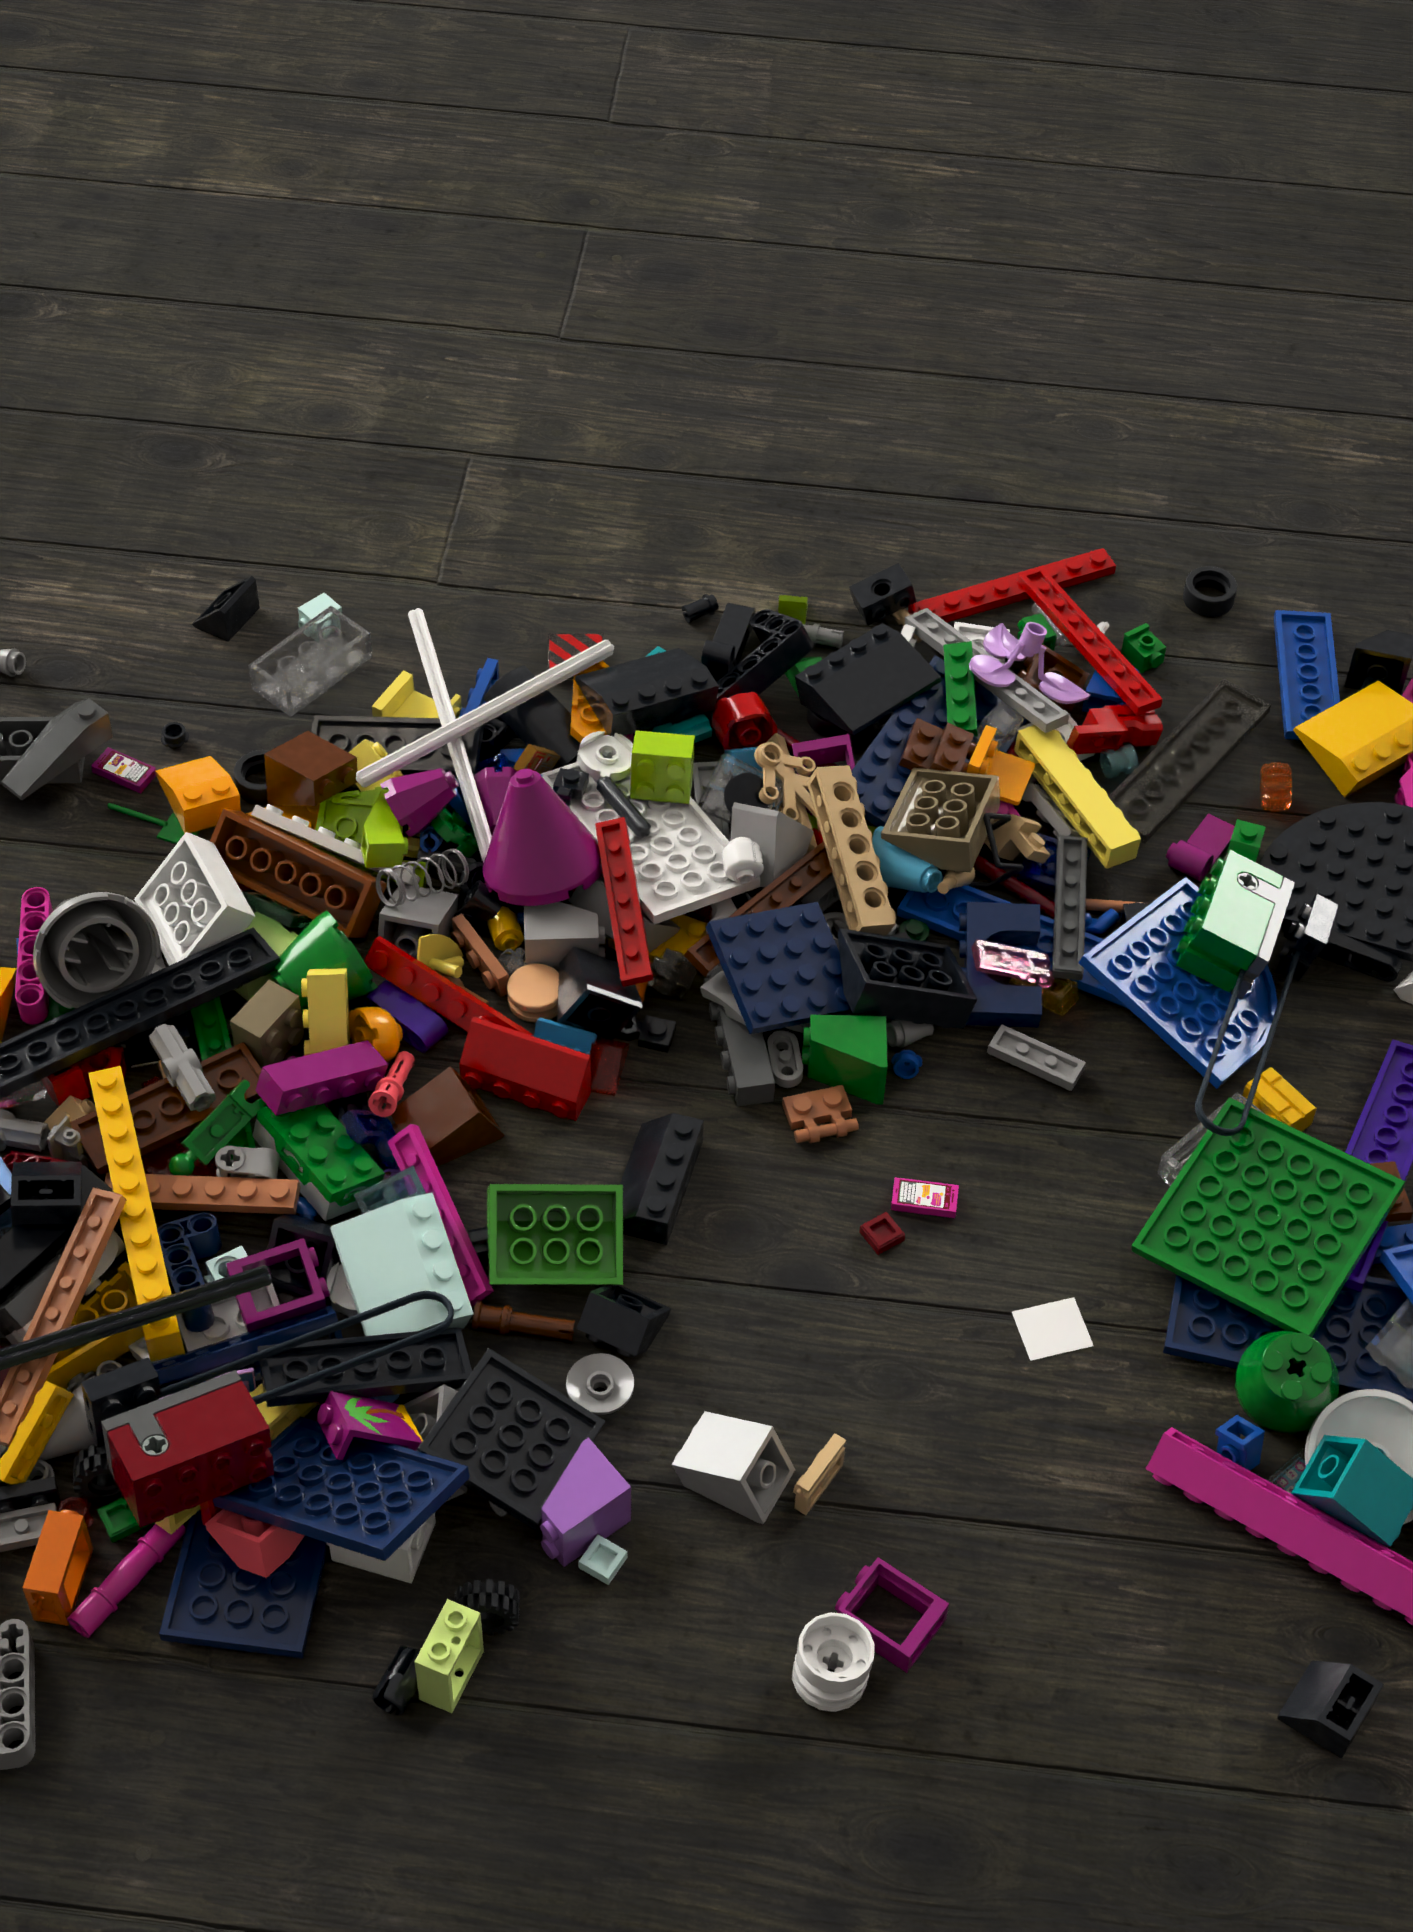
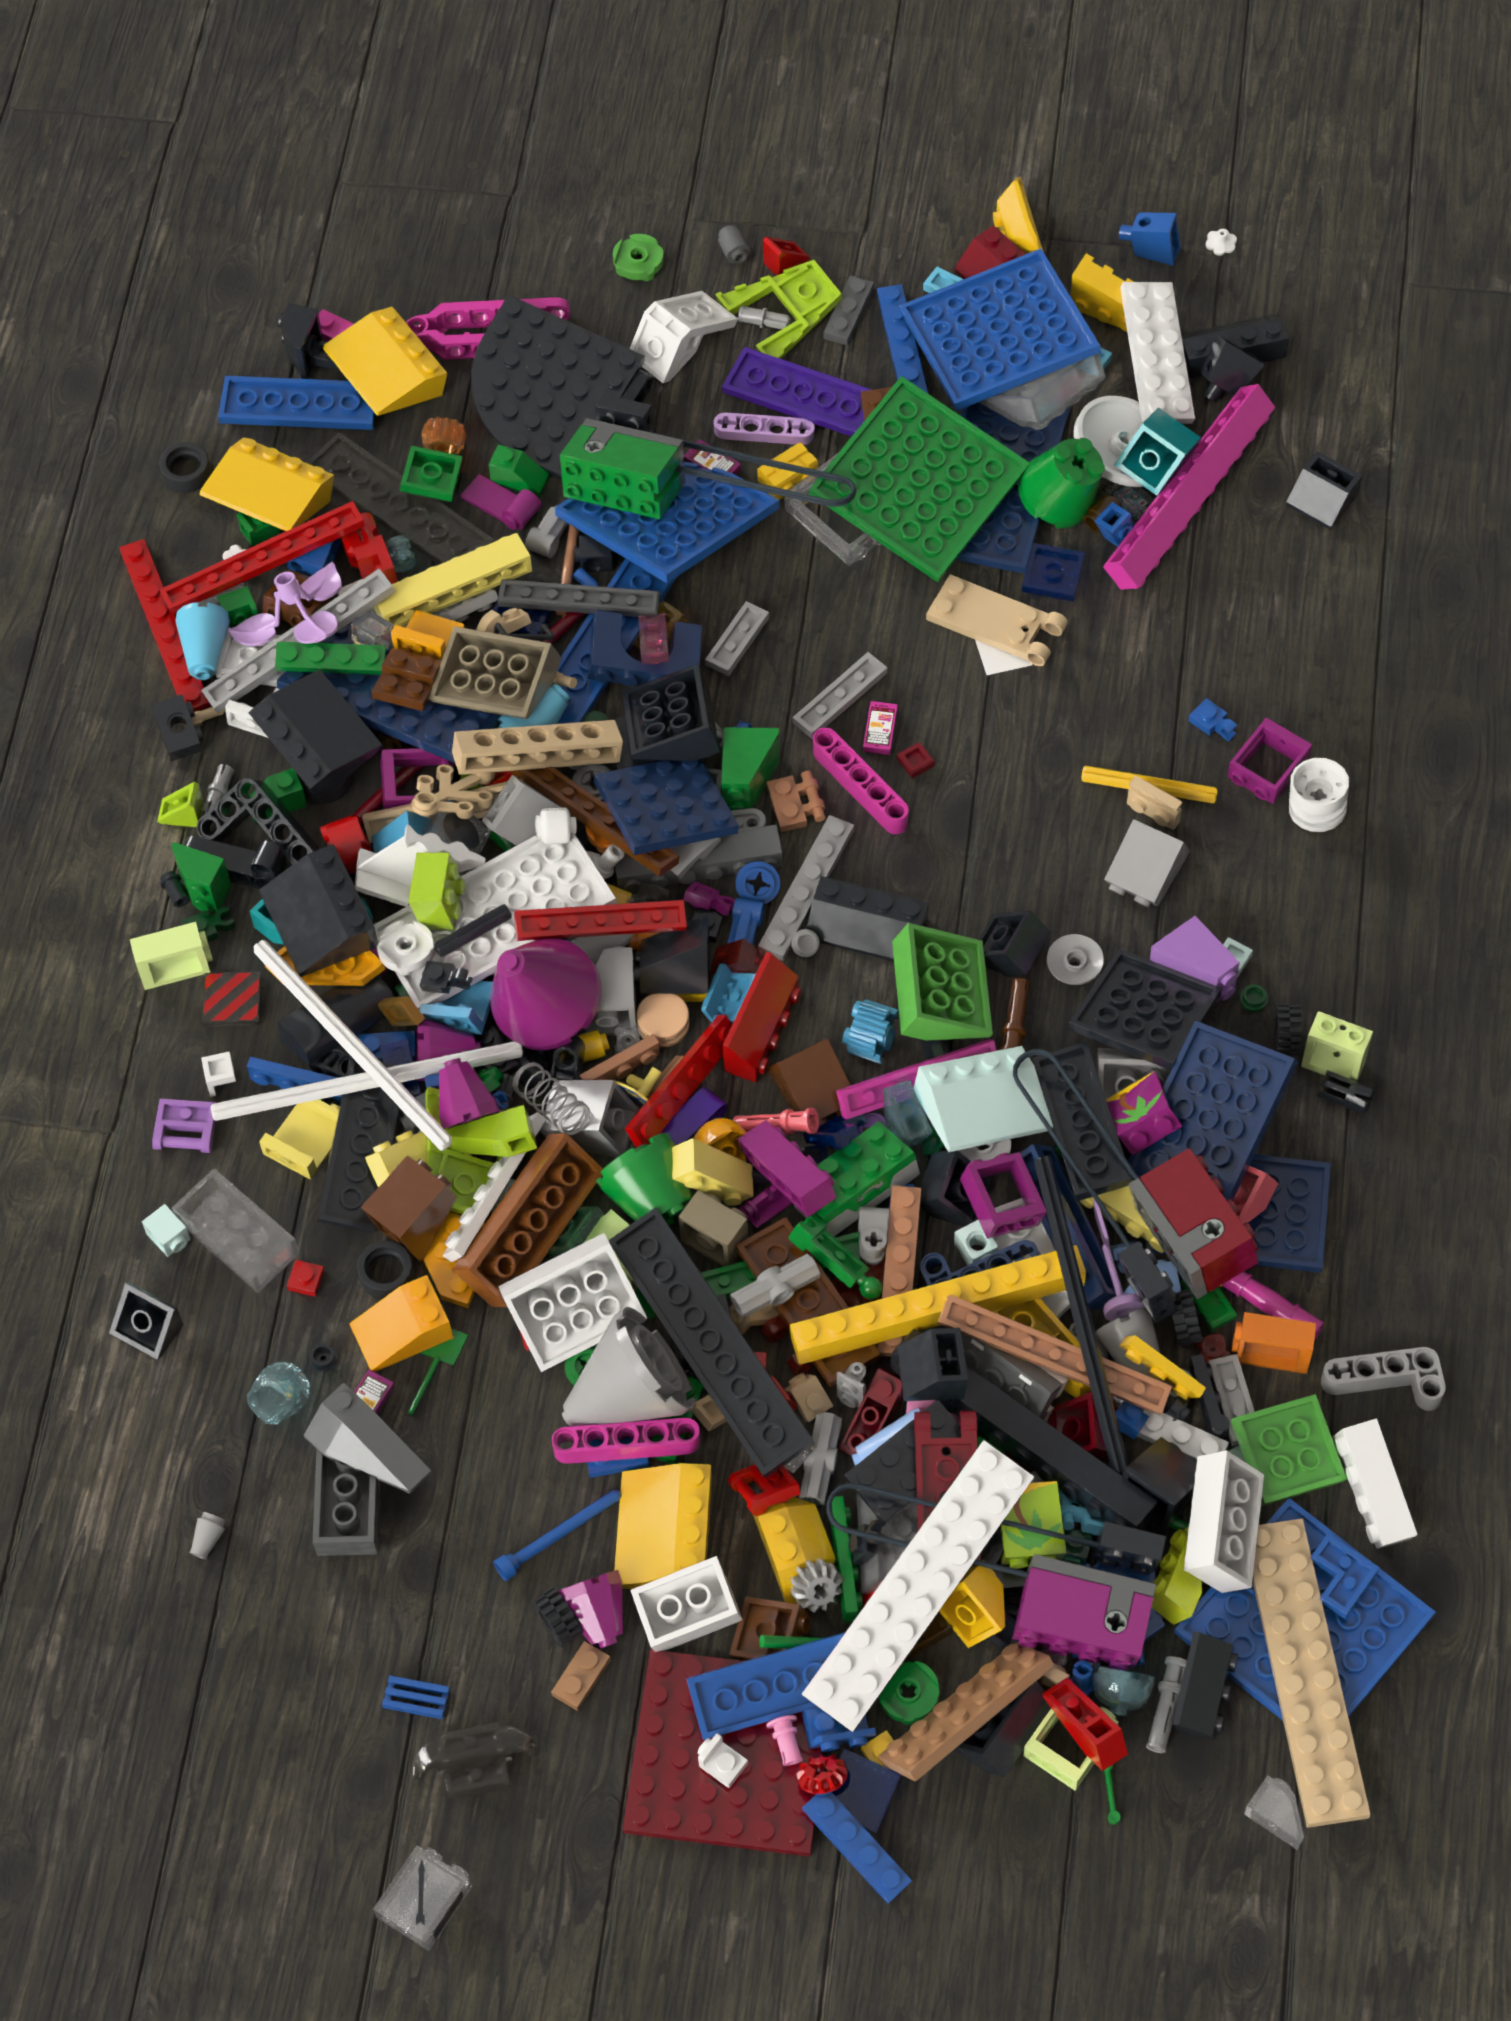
camera: 85 degrees left, 10 degrees up
(138, 699) = (278, 1392): none -> clear light blue hair
(263, 722) = (305, 1278): none -> red plate
(443, 626) = (184, 1116): none -> medium lavender plate
(485, 639) = (218, 1070): none -> white panel
(502, 1163) = (870, 1030): none -> dark azure brick
(544, 1582) = (1253, 998): none -> dark green plate
(613, 598) = (171, 955): none -> yellowish green window
(629, 1120) = (805, 943): none -> light grey plate
(658, 632) = (213, 923): none -> dark green plate
(663, 1065) = (746, 917): none -> blue piece
(689, 1029) = (706, 897): none -> magenta plate
(699, 1066) = (750, 871): none -> blue gear
(700, 613) = (203, 877): none -> green slope
(708, 750) = (391, 870): none -> white piece
(718, 1128) = (798, 900): none -> light grey plate
(840, 1184) = (865, 791): none -> dark pink beam
(855, 1480) = (1172, 787): none -> yellow axle
(957, 1554) = (1212, 718): none -> blue plate
(965, 1155) = (840, 694): none -> light grey plate
(985, 604) = (202, 637): none -> medium azure cone
(1090, 1315) = (994, 619): none -> tan hinge
(1153, 880) = (546, 537): none -> light grey piece
(1165, 1380) = (1053, 572): none -> clear blue plate
(1184, 645) = (268, 485): none -> yellow slope
(1223, 778) = (431, 473): none -> green plate
(1273, 1440) = (1097, 508): none -> dark brown brick
(1288, 1036) = (709, 460): none -> tile
(1339, 1085) = (764, 425): none -> lavender beam

